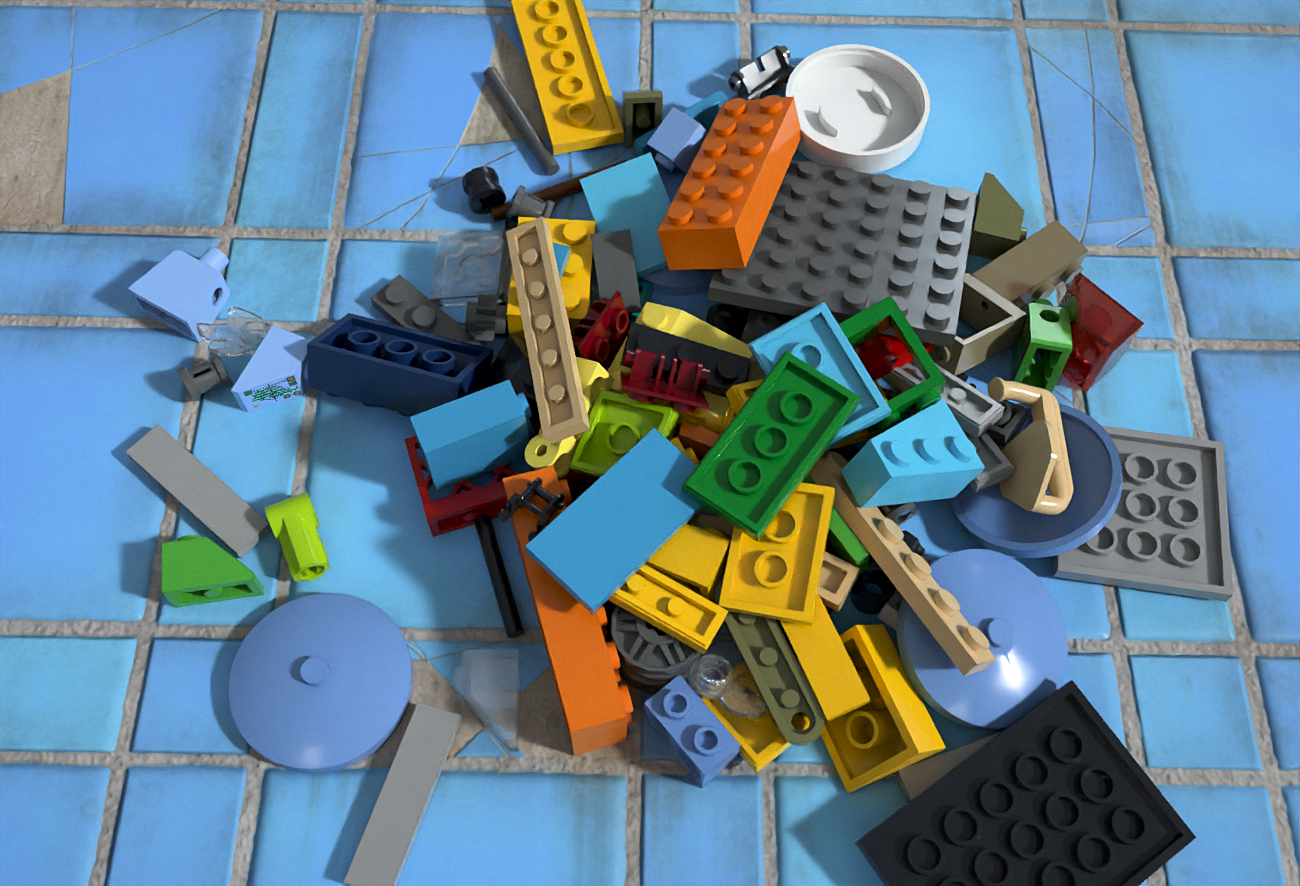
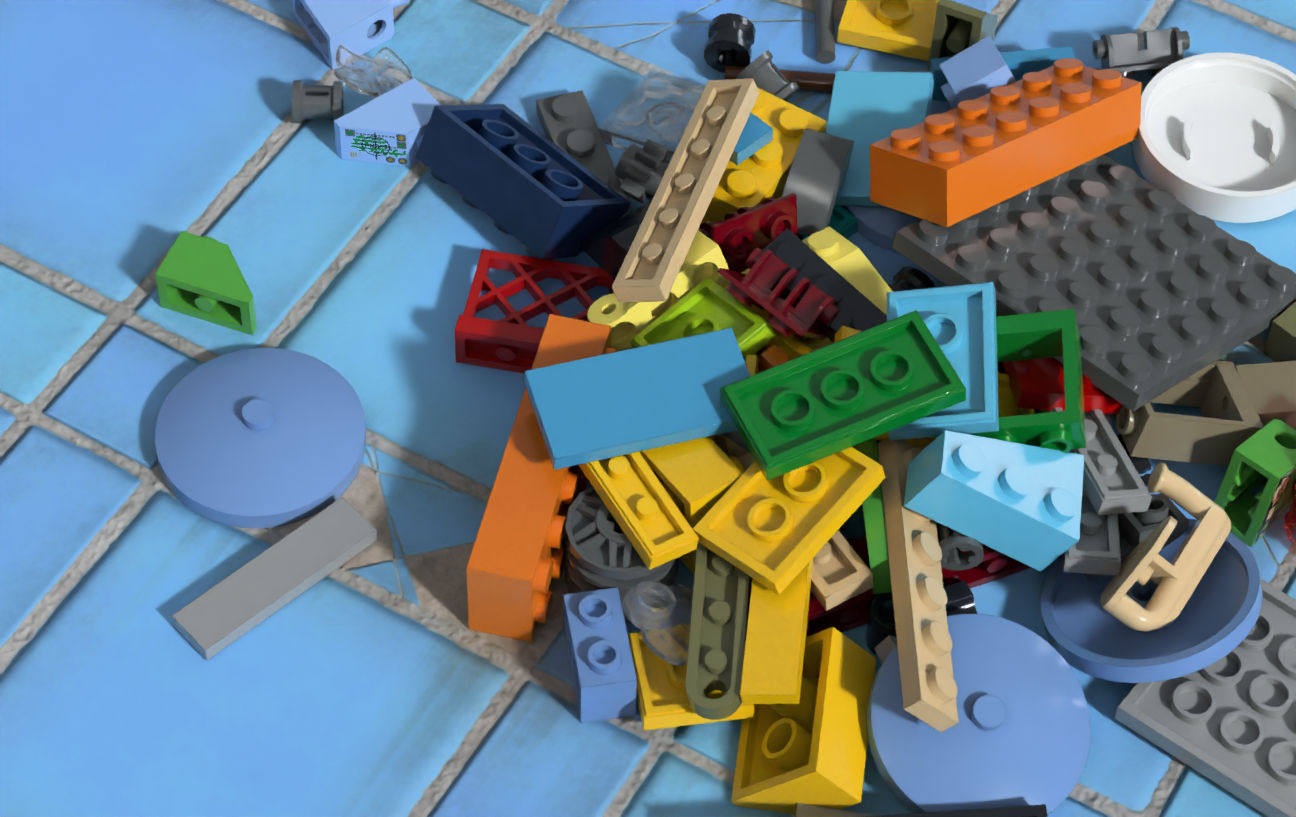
camera: 30 degrees right, 10 degrees down
(199, 491) = (247, 208): light grey tile -> none
(296, 527) = (320, 284): lime piece -> none
(473, 434) = (546, 263): dark azure brick -> none
(492, 691) = (424, 523): clear slope -> none
(499, 576) = (498, 427): black bar -> none
(523, 500) = (557, 339): black piece -> none

